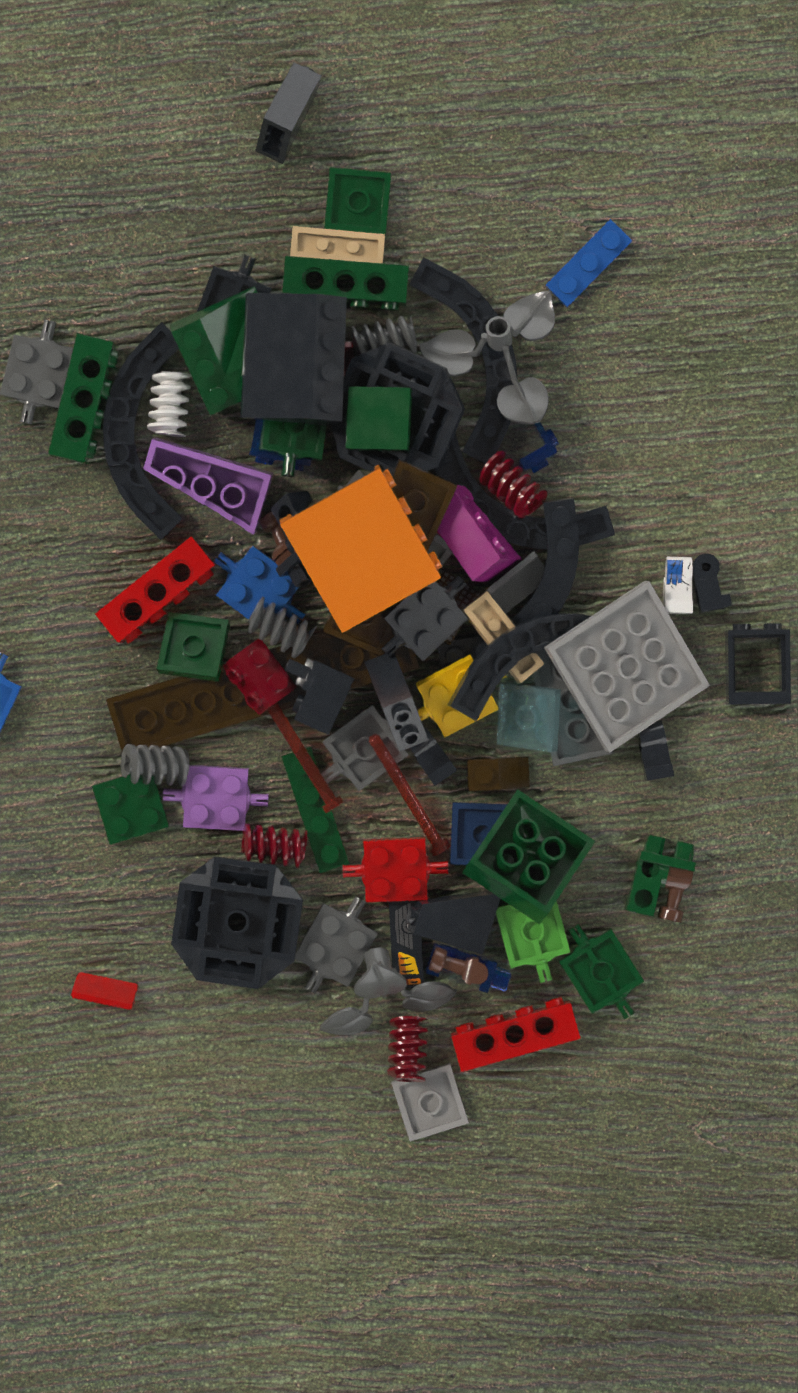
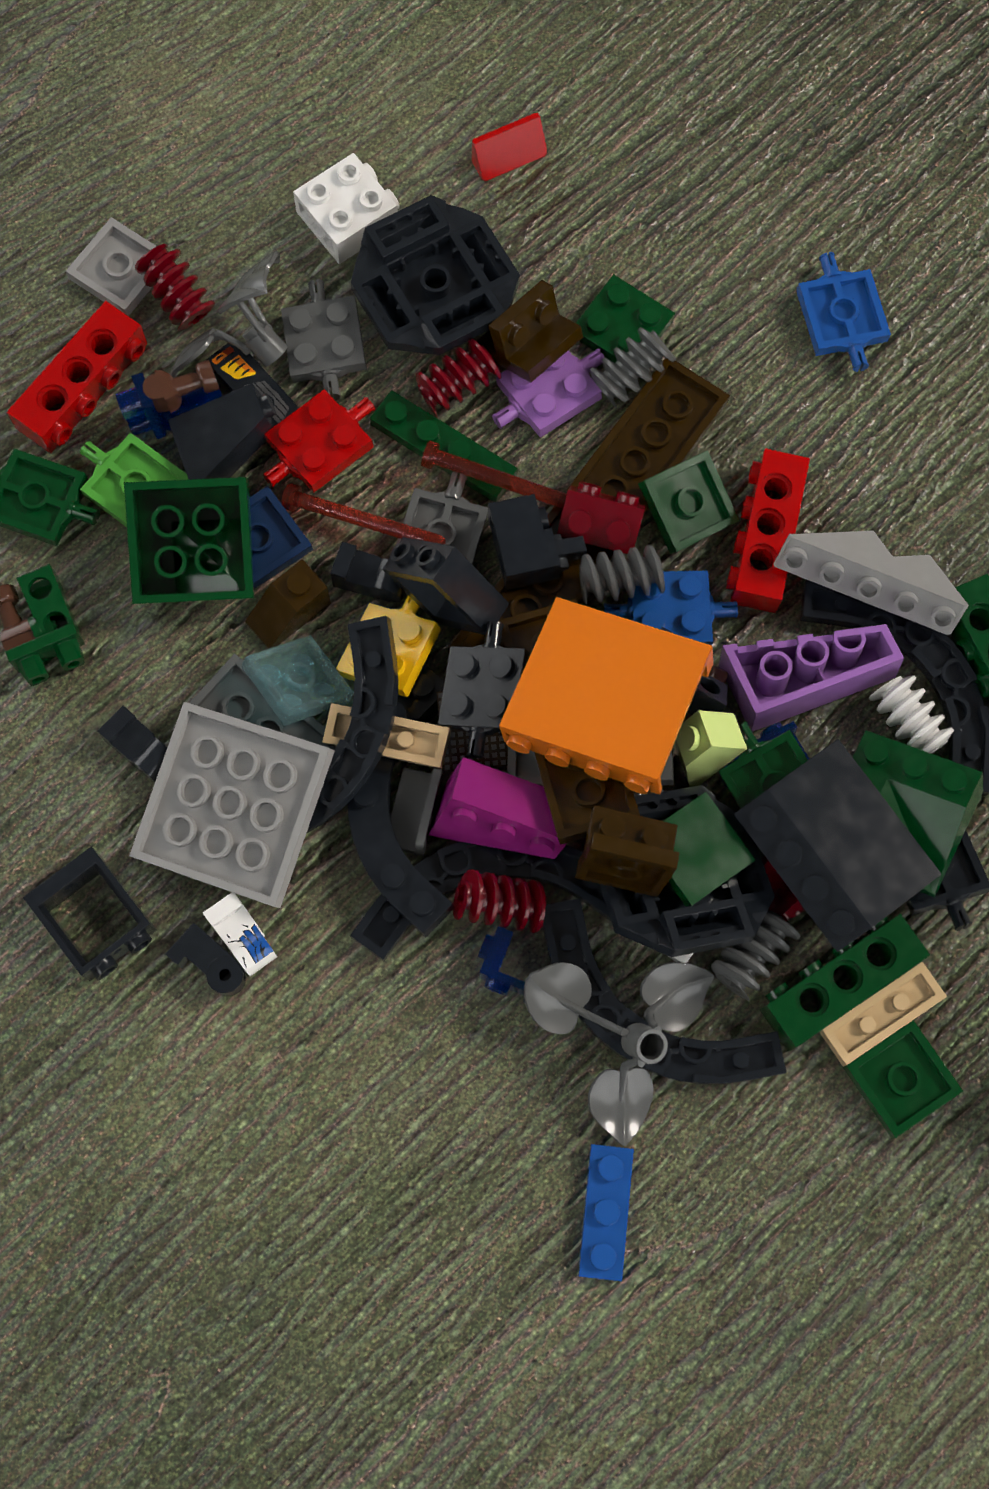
camera: 145 degrees right, 15 degrees down
(124, 513) = (865, 570): none -> light grey slope
(202, 835) = (531, 334): none -> dark brown bracket
(248, 1027) = (342, 204): none -> white brick
(314, 478) = (708, 744): none -> yellowish green slope
(423, 445) = (628, 852): none -> dark brown bracket

